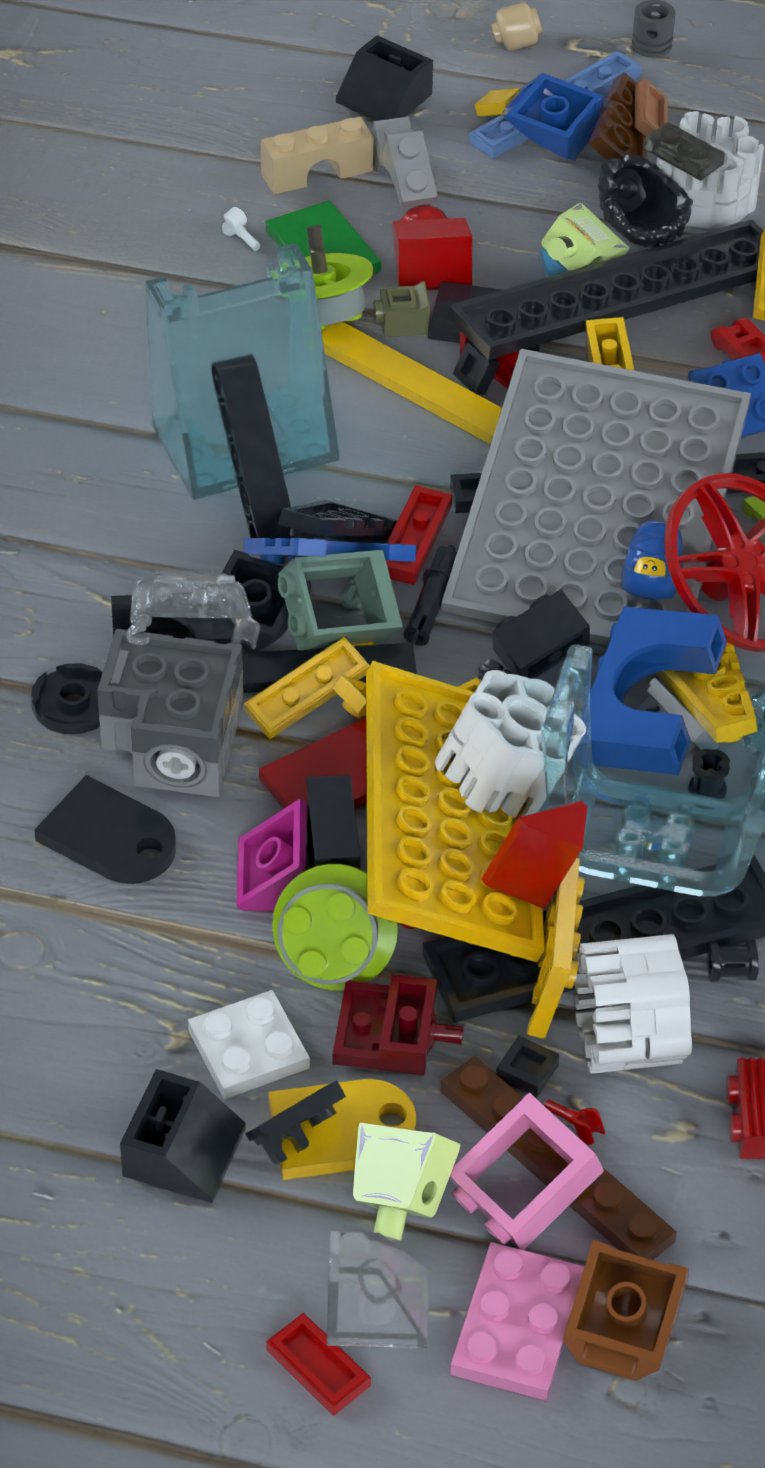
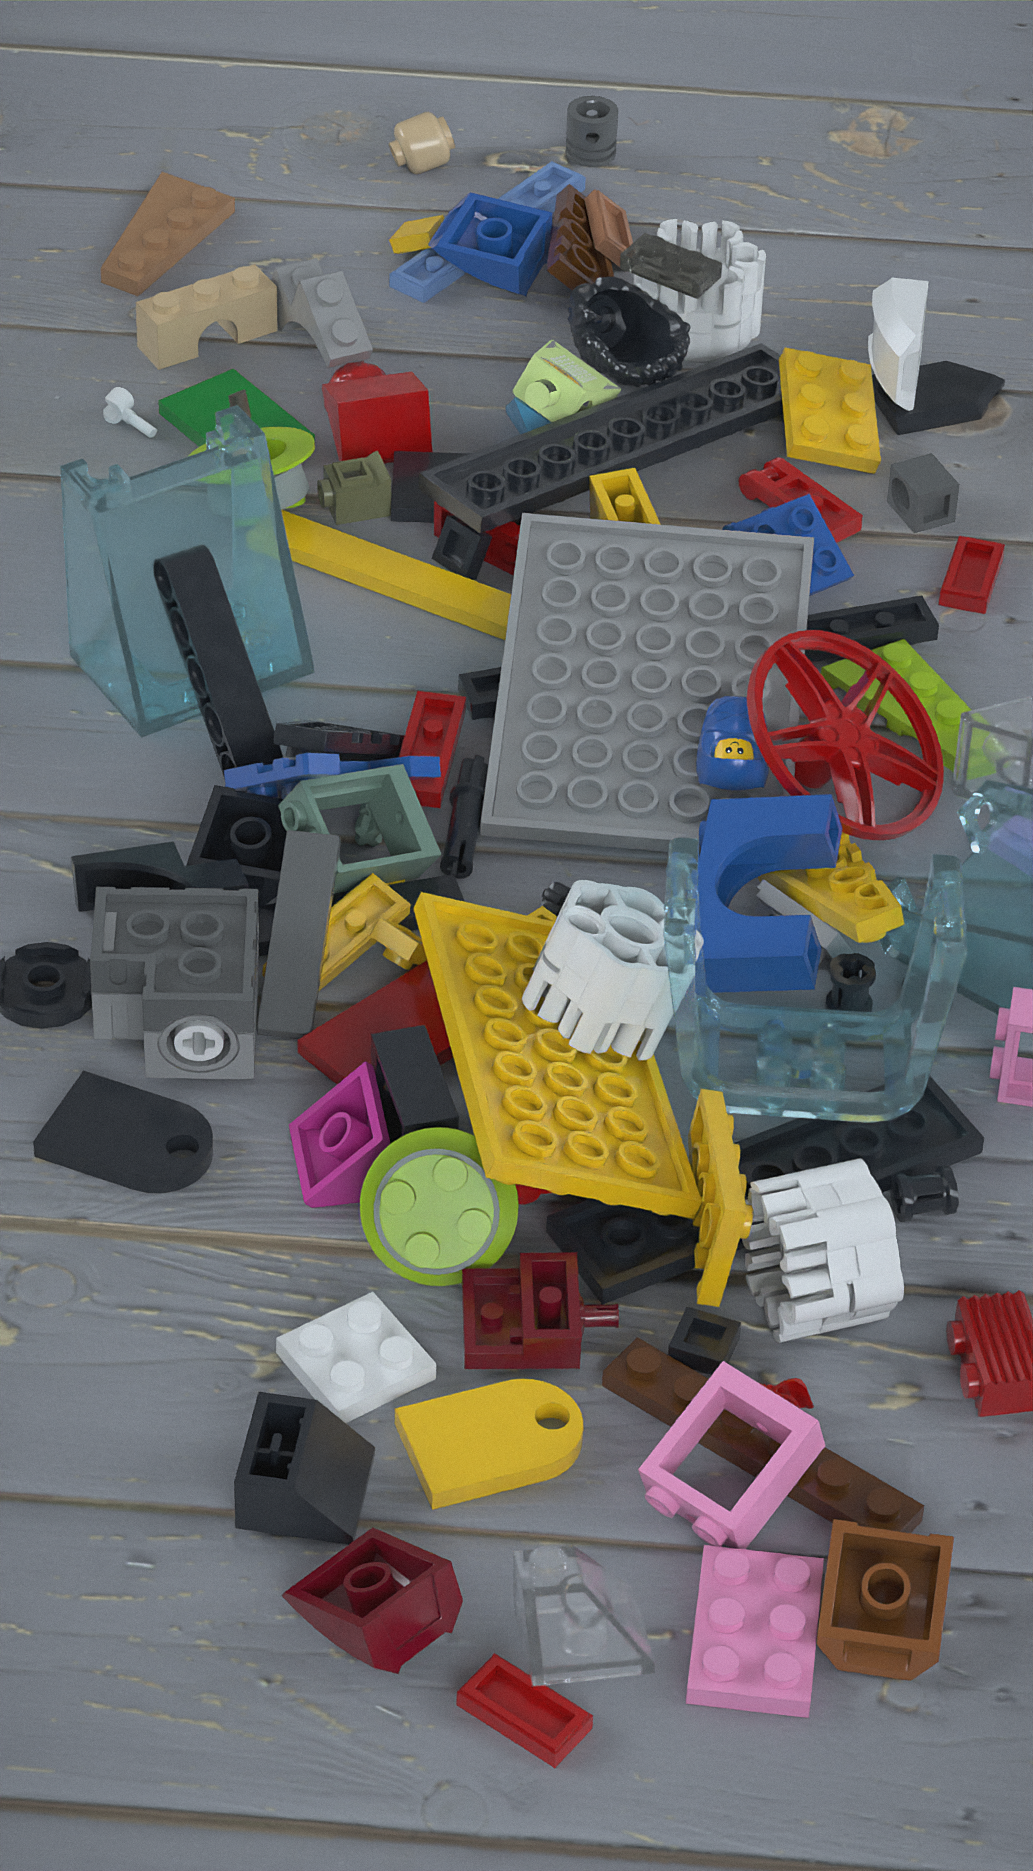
camera: 10 degrees left, 5 degrees down
(192, 596) = (182, 839): clear torso -> none
(219, 1255) = (380, 1599): none -> dark red slope
(274, 682) = (298, 934): none -> dark grey tile
(298, 82) = (163, 231): none -> medium nougat wing
(313, 1108) = (430, 1438): black plate -> none
(386, 80) = (274, 220): black slope -> none
(401, 1174) = (583, 1475): yellowish green torso -> none
(538, 853) = (677, 1088): red slope -> none
(540, 635) = (615, 844): black brick -> none

